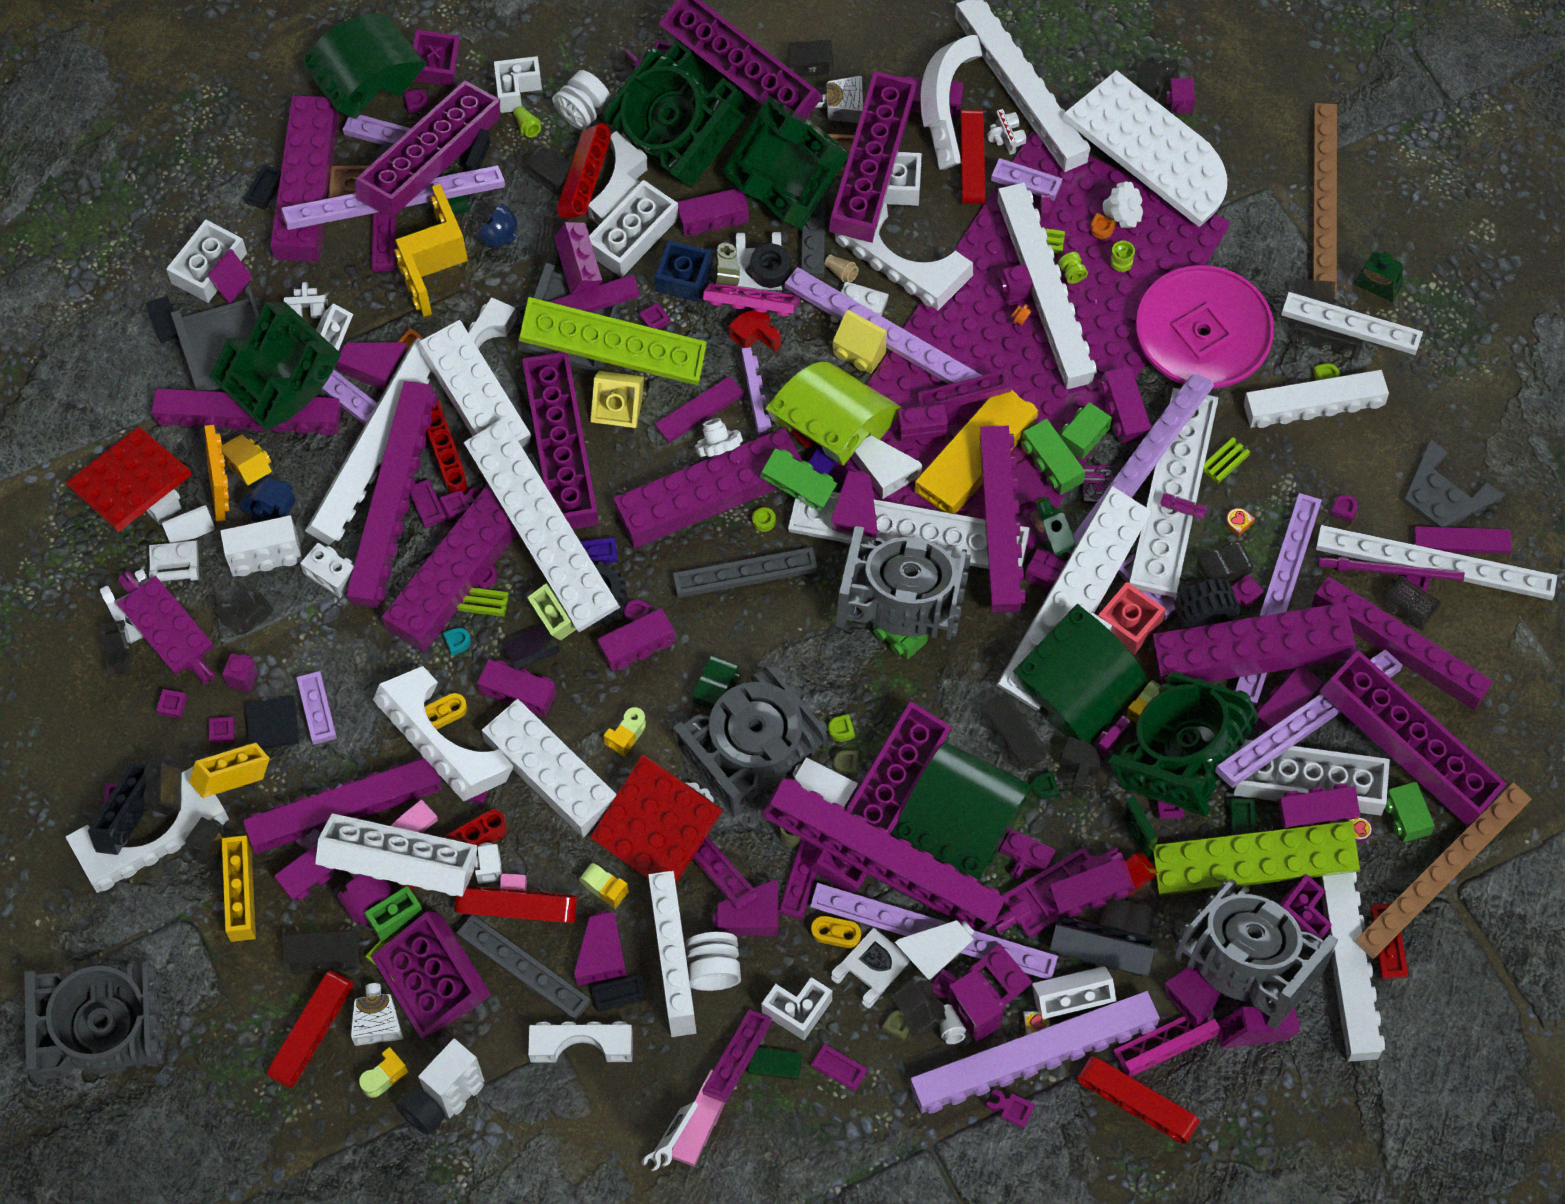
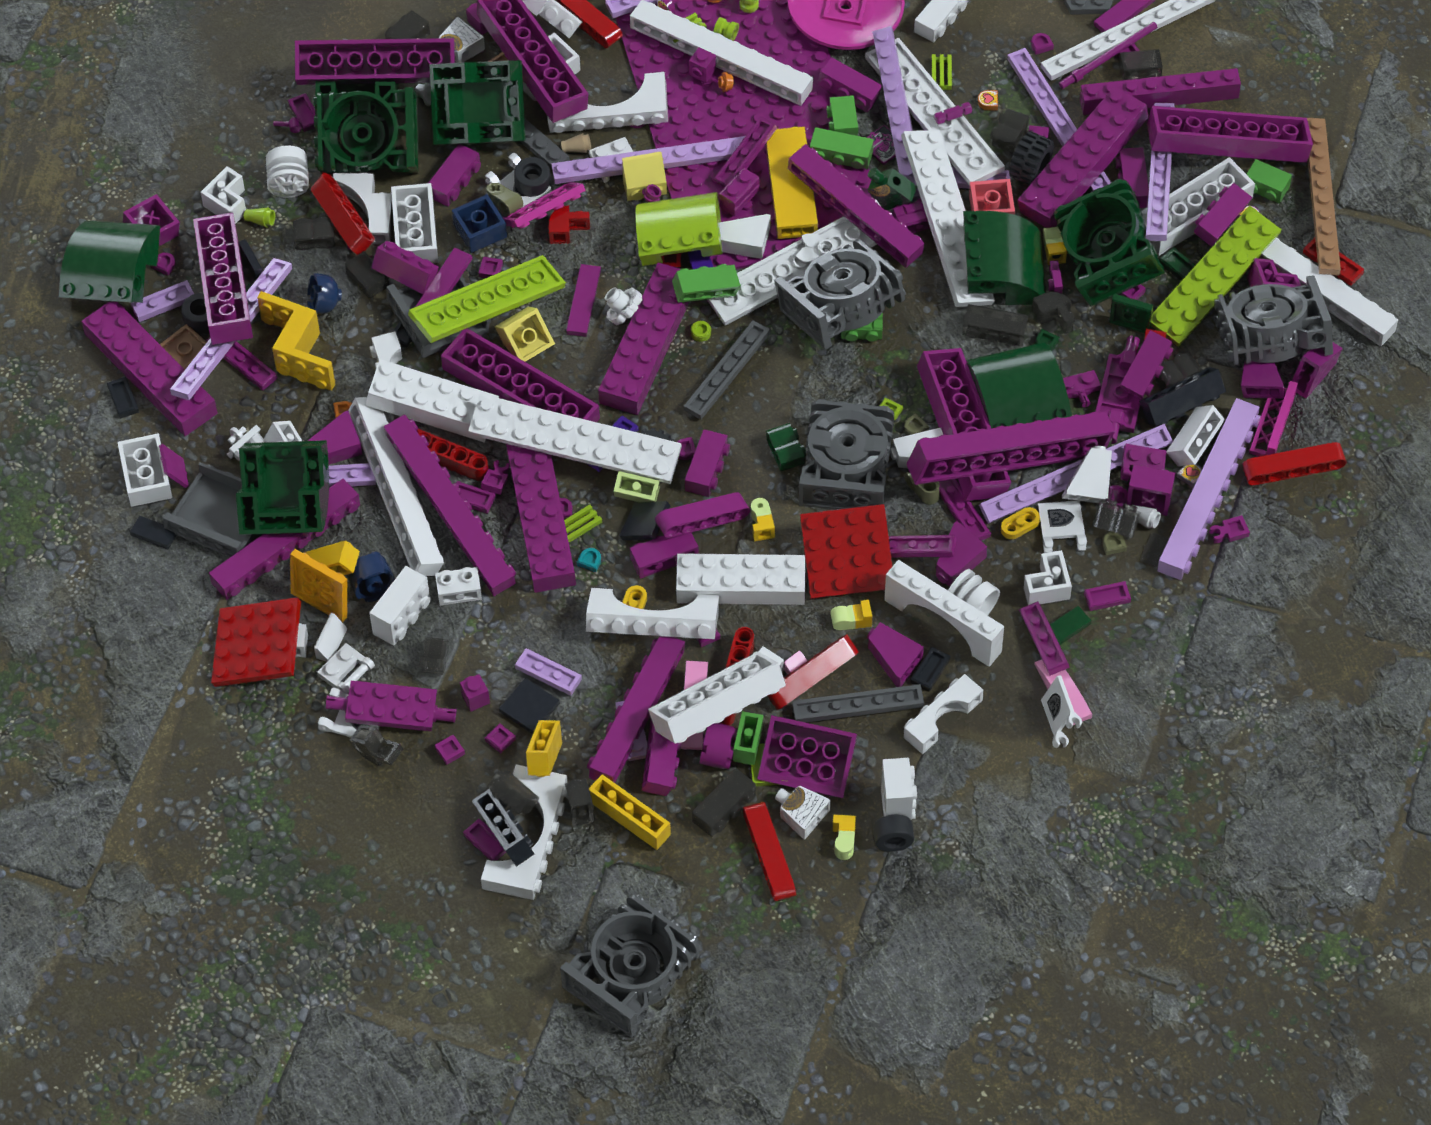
camera: 45 degrees left, 5 degrees down
(575, 682) = (702, 515): none -> magenta beam
(754, 385) = (609, 261): lavender plate -> none
(852, 358) = (651, 193): none -> magenta plate
(856, 506) = (758, 270): magenta slope -> none
(928, 527) = (814, 247): none -> white plate

